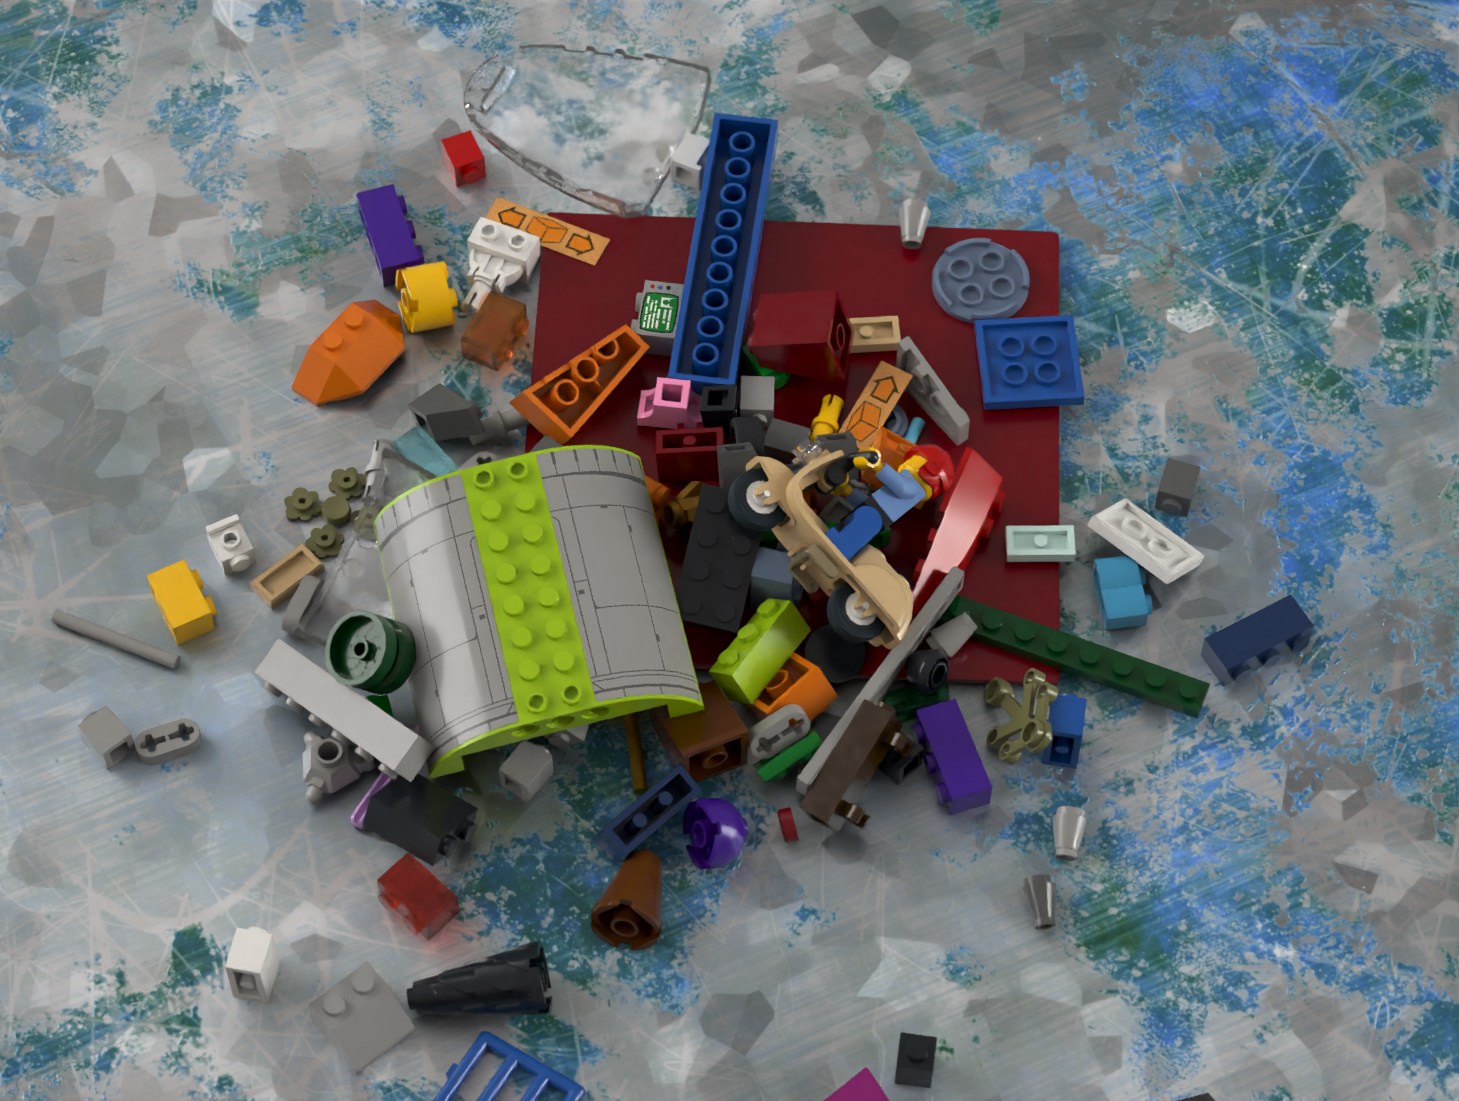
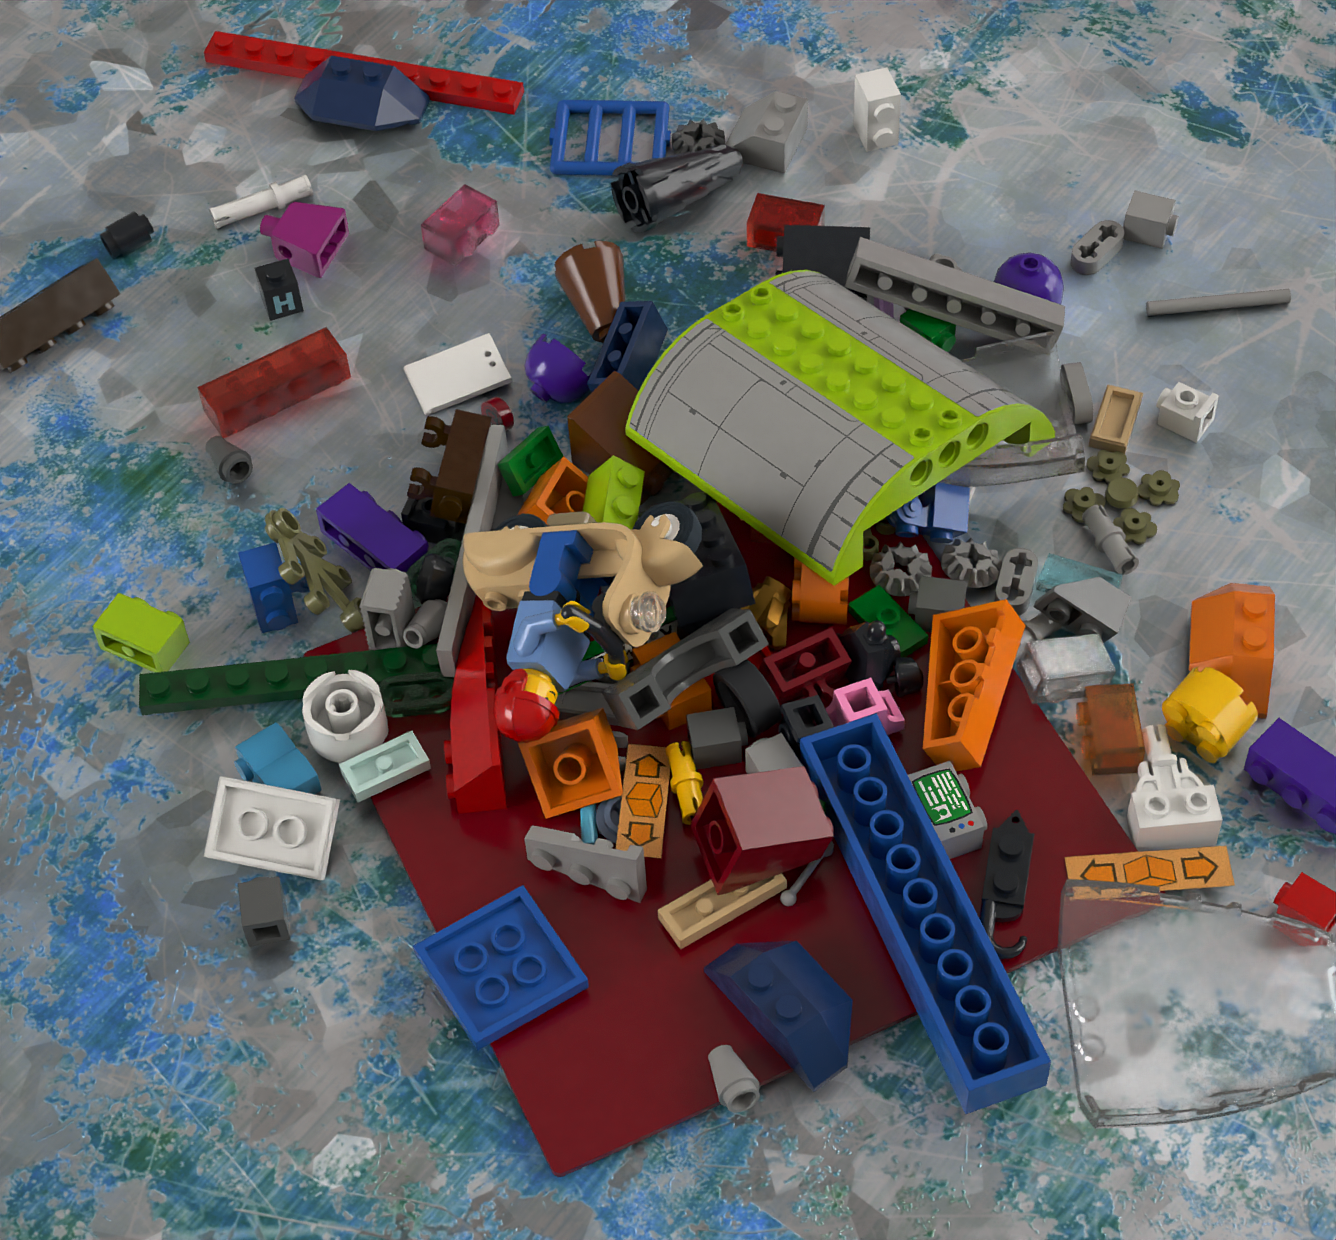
camera: 155 degrees right, 5 degrees down
(181, 601) = (1187, 344): yellow brick -> none
(260, 727) = (1032, 275): none -> dark purple cylinder
(370, 652) = (959, 315): dark green wheel -> none
(427, 1066) = (685, 135): none -> dark grey gear
(493, 379) = (1063, 667): none -> clear brick
(615, 427) = (907, 676): none -> black piece
(639, 439) = (870, 651): none -> black rock
(648, 263) = (1006, 880): none -> black plate
(690, 160) = (1057, 1037): white brick -> none
(709, 1053) = (460, 225): none -> clear pink brick
(778, 731) = (546, 457): light grey beam -> none
(797, 897) = (457, 374): none -> white container
(849, 255) = (789, 1005): none -> dark blue wedge
(965, 957) = (274, 382): none -> clear red brick
(980, 280) = (613, 1053): sand blue tile -> none
(980, 646) = (386, 608): none -> light grey brick
(991, 587) = (417, 694): none -> clear green plate
(1054, 584) = (344, 715): none -> white brick
(1068, 831) = (228, 527): light grey cone -> none
(1182, 760) = (141, 633): none -> lime brick
(1257, 641) = (107, 785): dark blue brick -> none

